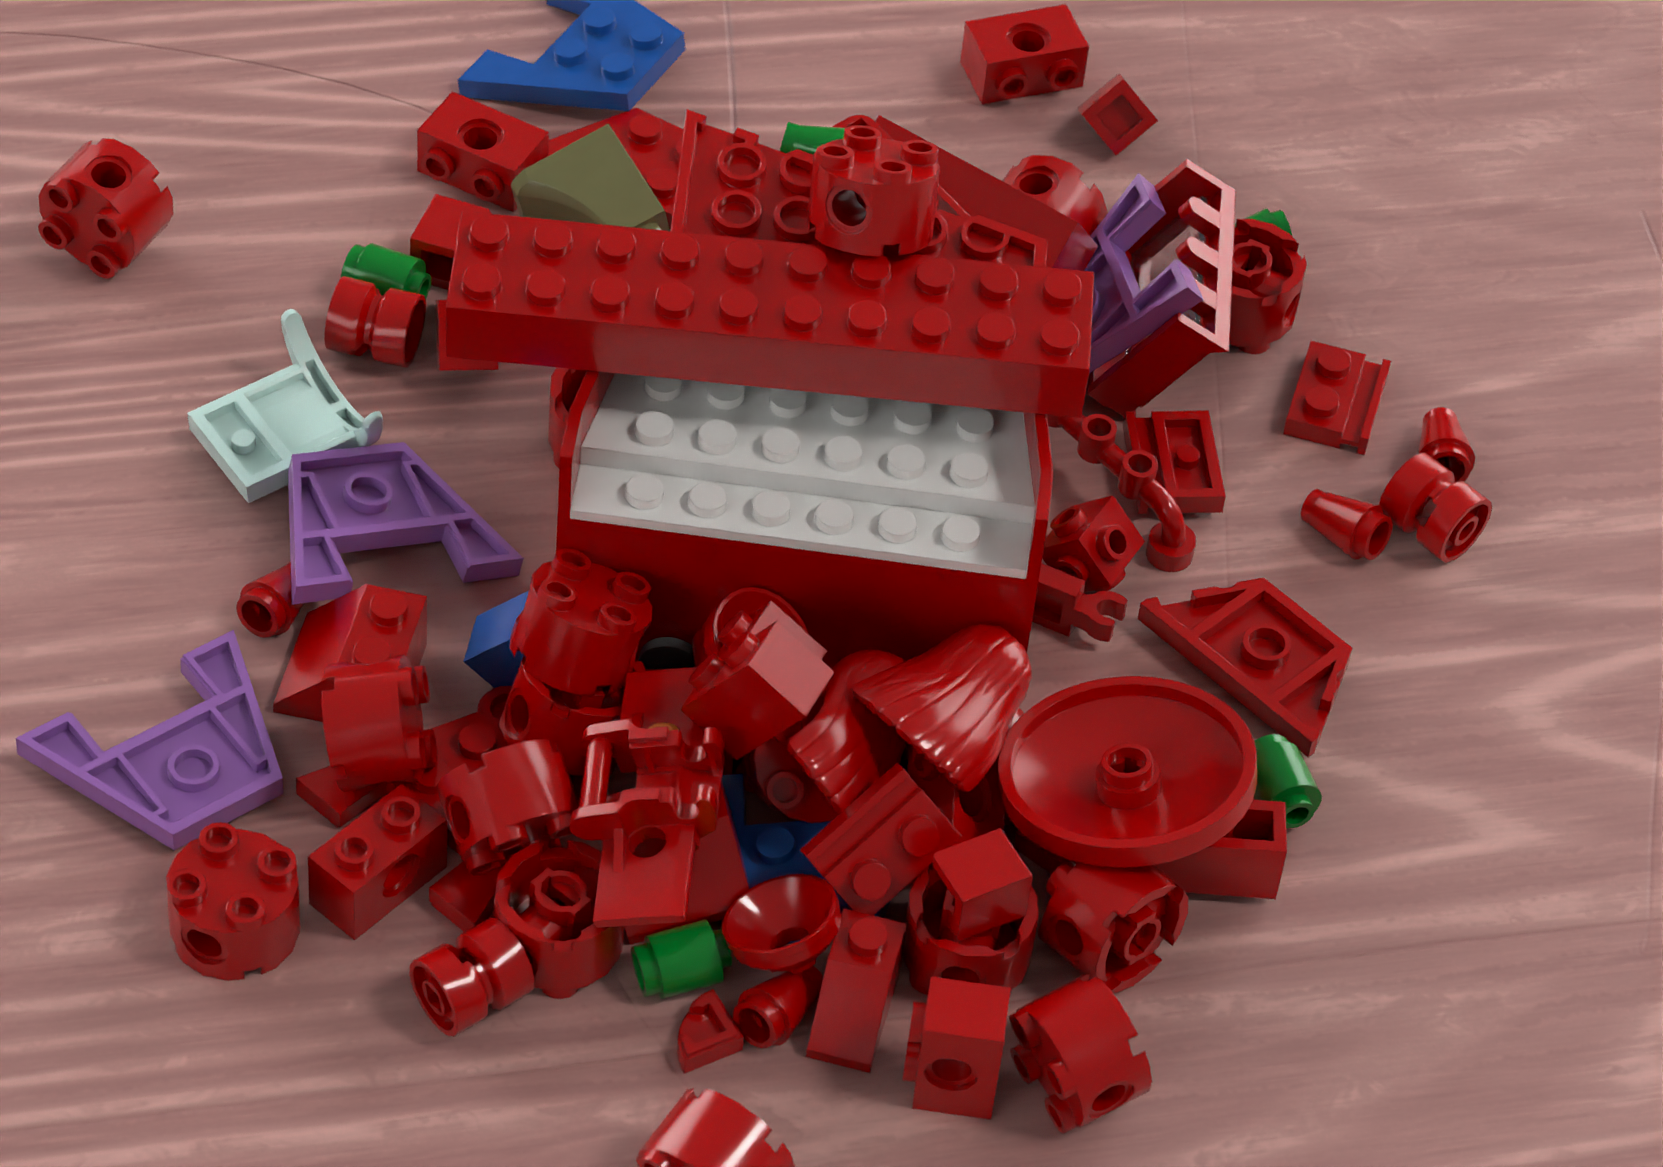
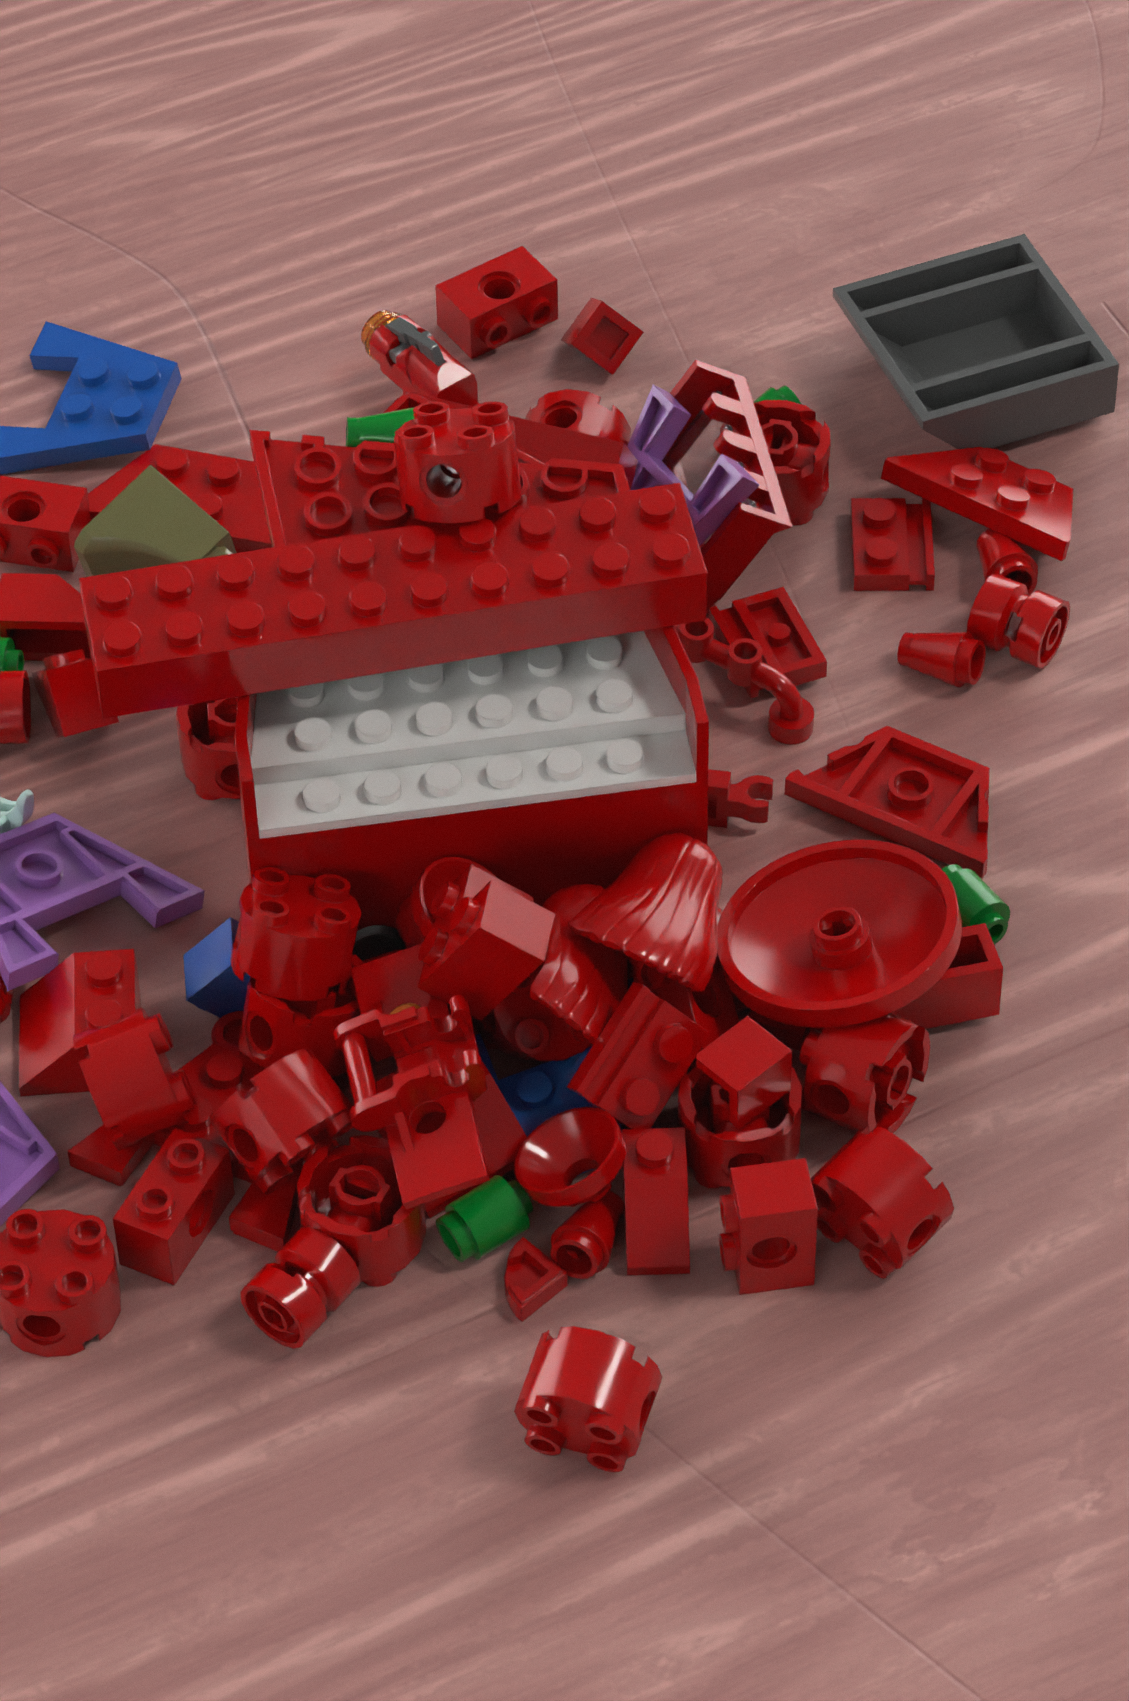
camera: 10 degrees left, 0 degrees up
(923, 95) = (417, 359): none -> red plate
(1093, 543) = (734, 734): red brick -> none
(1454, 371) = (991, 492): none -> red wing
(1496, 222) = (984, 345): none -> dark grey slope

